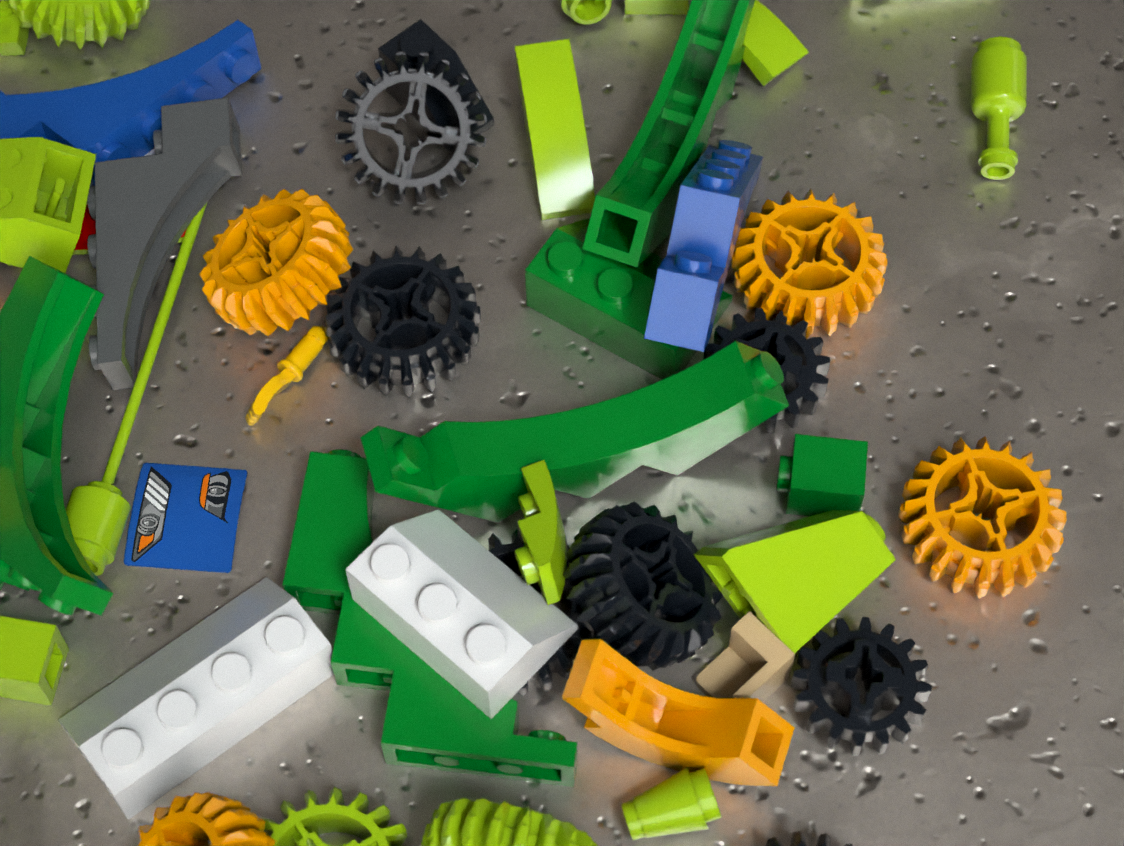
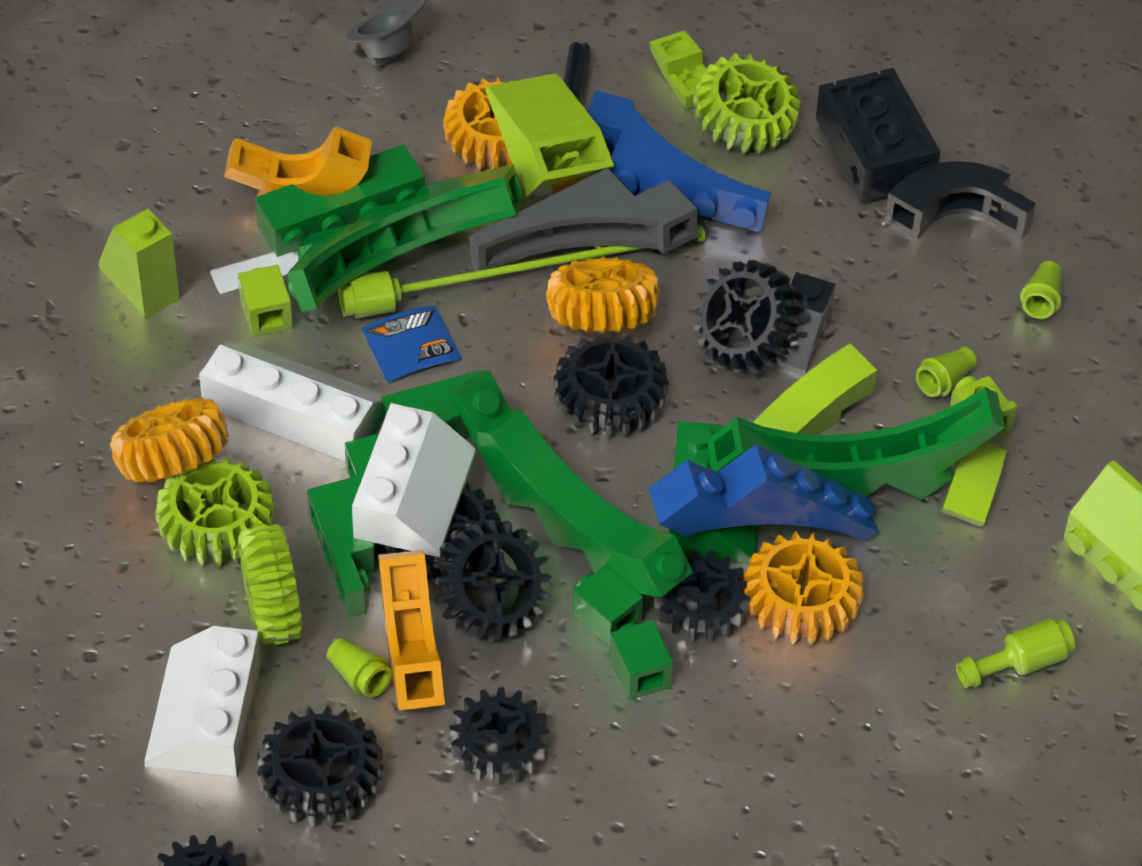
camera: 60 degrees right, 10 degrees down
(291, 370) = (545, 346): yellow piece -> none
(542, 533) = (480, 501): lime slope -> none
(728, 477) = (606, 603): none -> green brick
(750, 665) = (470, 673): tan panel -> none
(798, 571) = (553, 661): lime slope -> none
(997, 489) = (666, 777): light orange gear -> none

